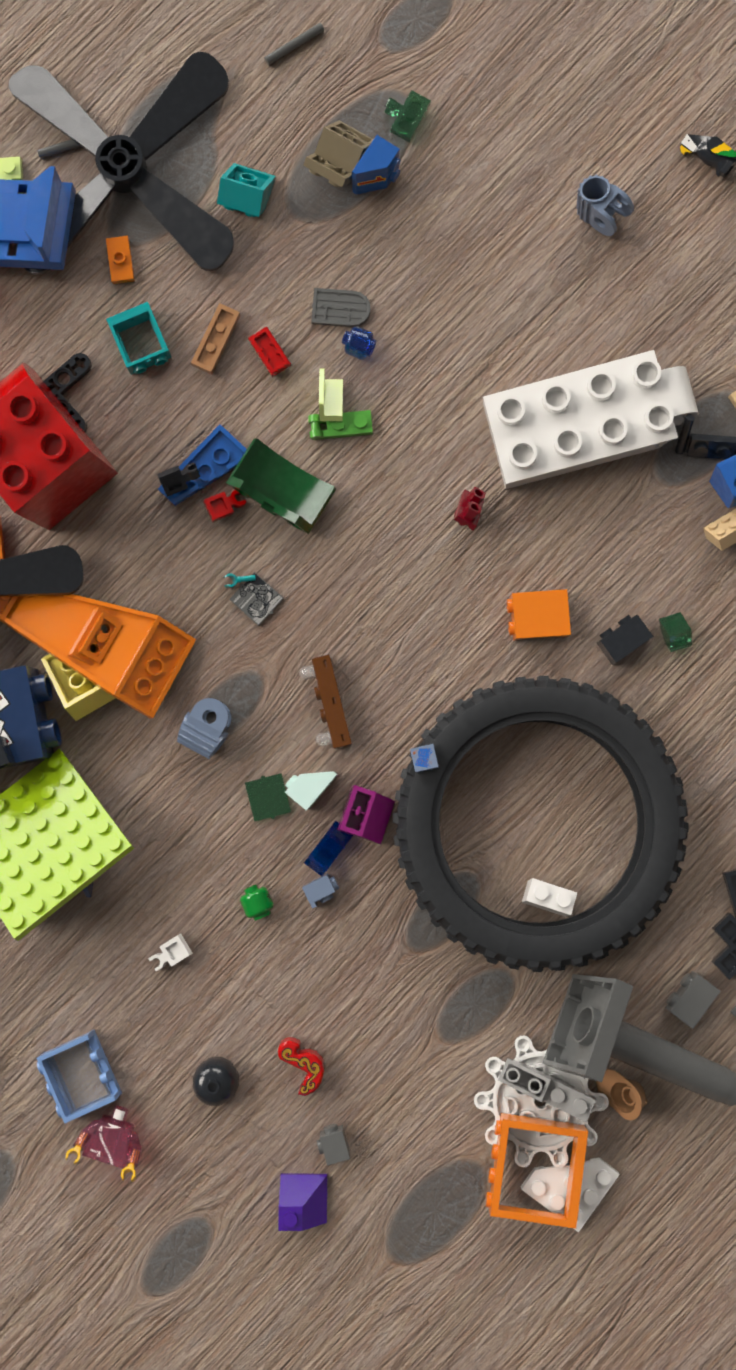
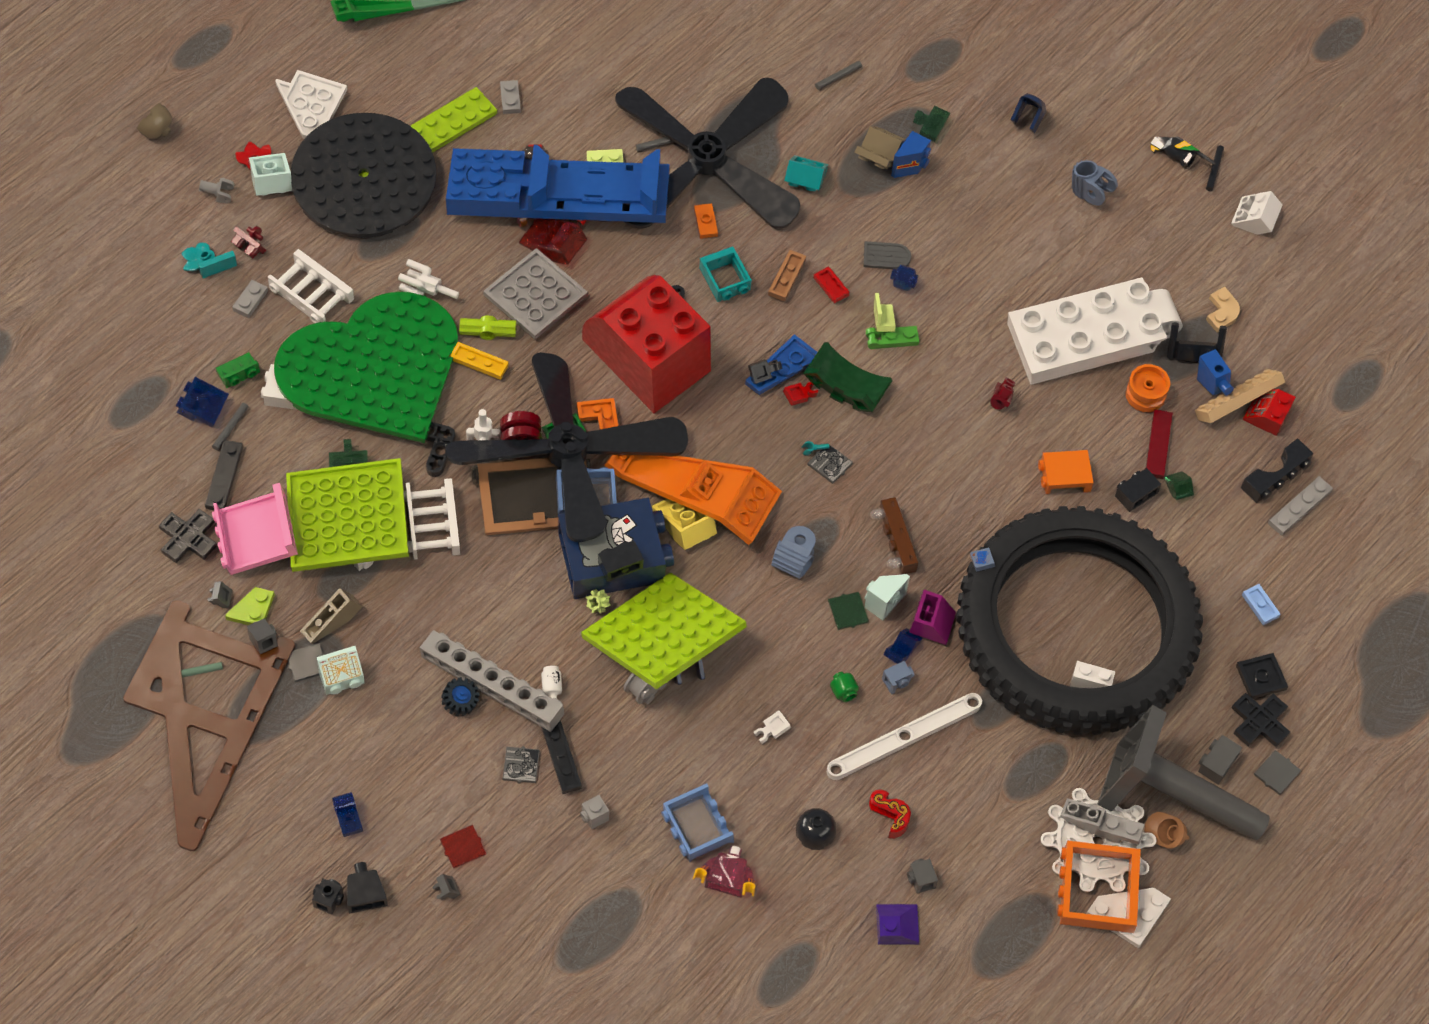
camera: 10 degrees left, 25 degrees down
(310, 971) = (892, 742): none -> white beam
(538, 85) = (1029, 99): none -> dark blue piece
(646, 488) = (1147, 388): none -> orange wheel
(655, 573) = (1159, 442): none -> dark red tile

